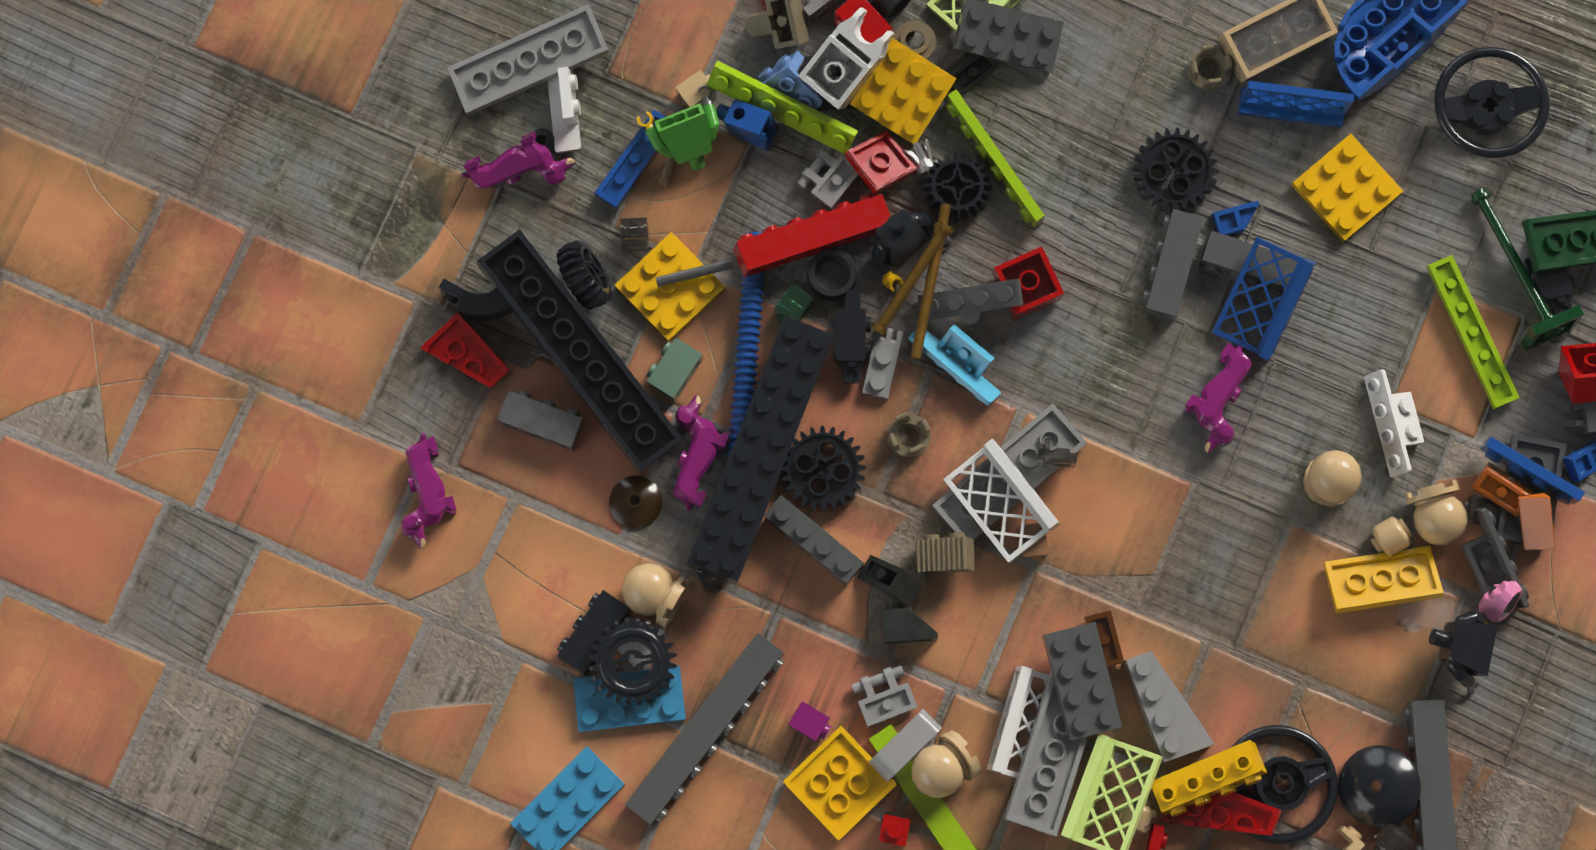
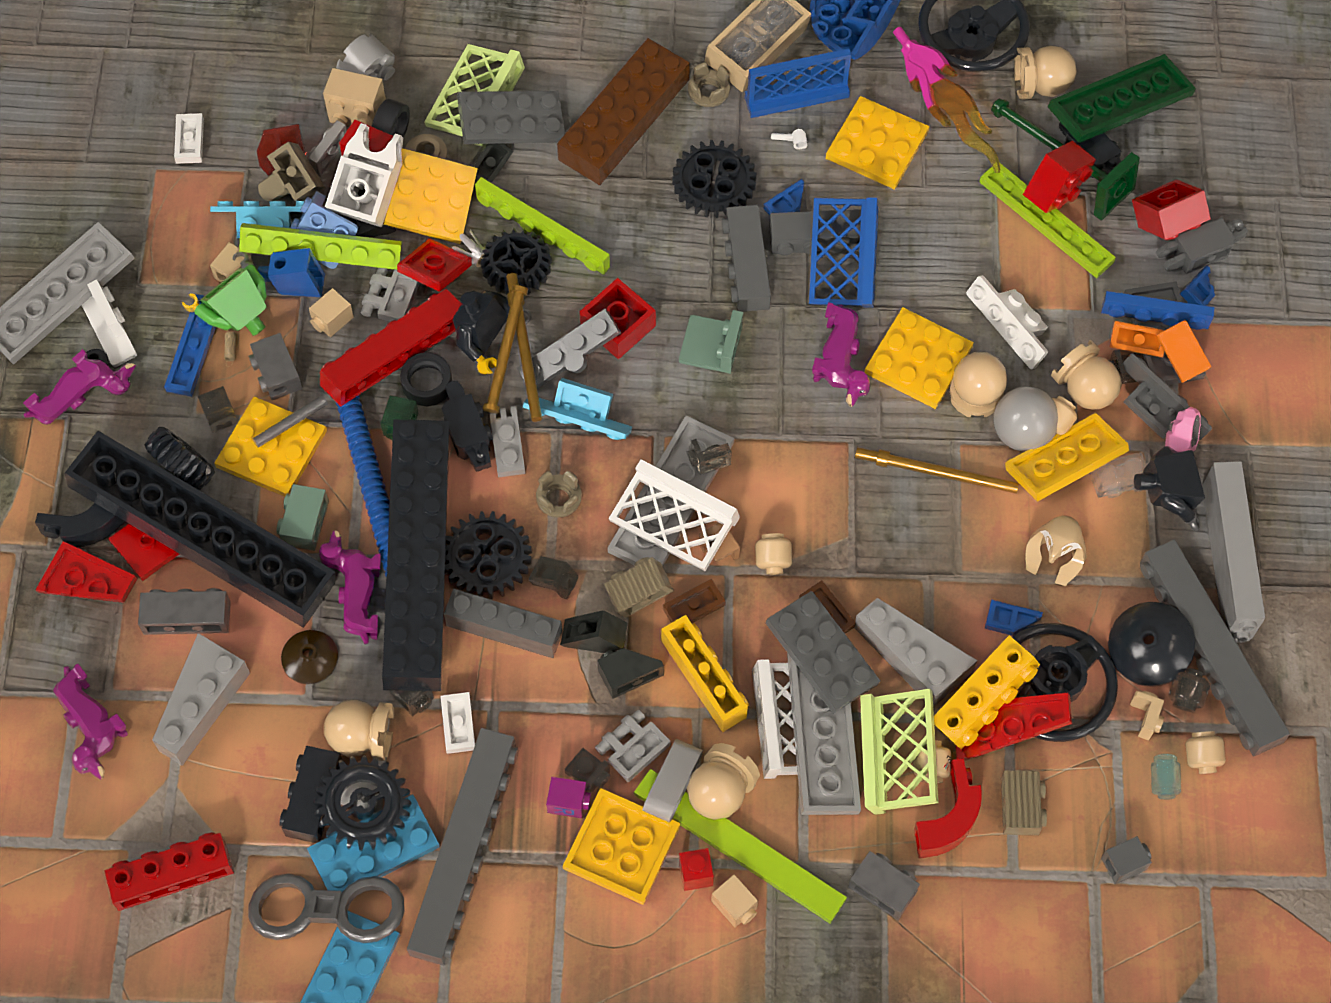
camera: 25 degrees left, 15 degrees down
(451, 653) = (168, 871): none -> red brick
(521, 346) = (141, 551): none -> red plate
(528, 505) = (200, 695): none -> light grey wedge
(571, 739) = (326, 907): none -> flat silver bar
(700, 210) = (275, 366): none -> flat silver brick
(739, 51) = (251, 213): none -> medium azure bracket
(741, 616) = (457, 722): none -> white plate
(768, 175) = (330, 313): none -> tan brick
(837, 703) = (588, 769): none -> clear smoke bracket
(875, 512) = (554, 575): none -> clear smoke bracket
(970, 657) = (704, 673): none -> yellow brick
(988, 588) = (695, 603): none -> reddish brown plate
(1078, 568) = (773, 553): none -> tan head
(1105, 337) = (712, 342): none -> sand green bracket
(1118, 66) = (623, 111): none -> reddish brown brick
(1217, 513) = (884, 458): none -> pearl gold bar
(1264, 709) = (1010, 618): none -> blue tile
(1273, 154) = (798, 137): none -> white hand
(1291, 425) = (918, 357): none -> yellow plate
(1340, 660) = (1061, 537): none -> tan piece
(1362, 527) = (1026, 418): none -> light grey piece
(1427, 137) = (943, 93): none -> piece
(1492, 731) = (1233, 550): none -> light grey brick
(1501, 301) = (1059, 177): none -> red brick
(1539, 179) = (1046, 71): none -> tan tile

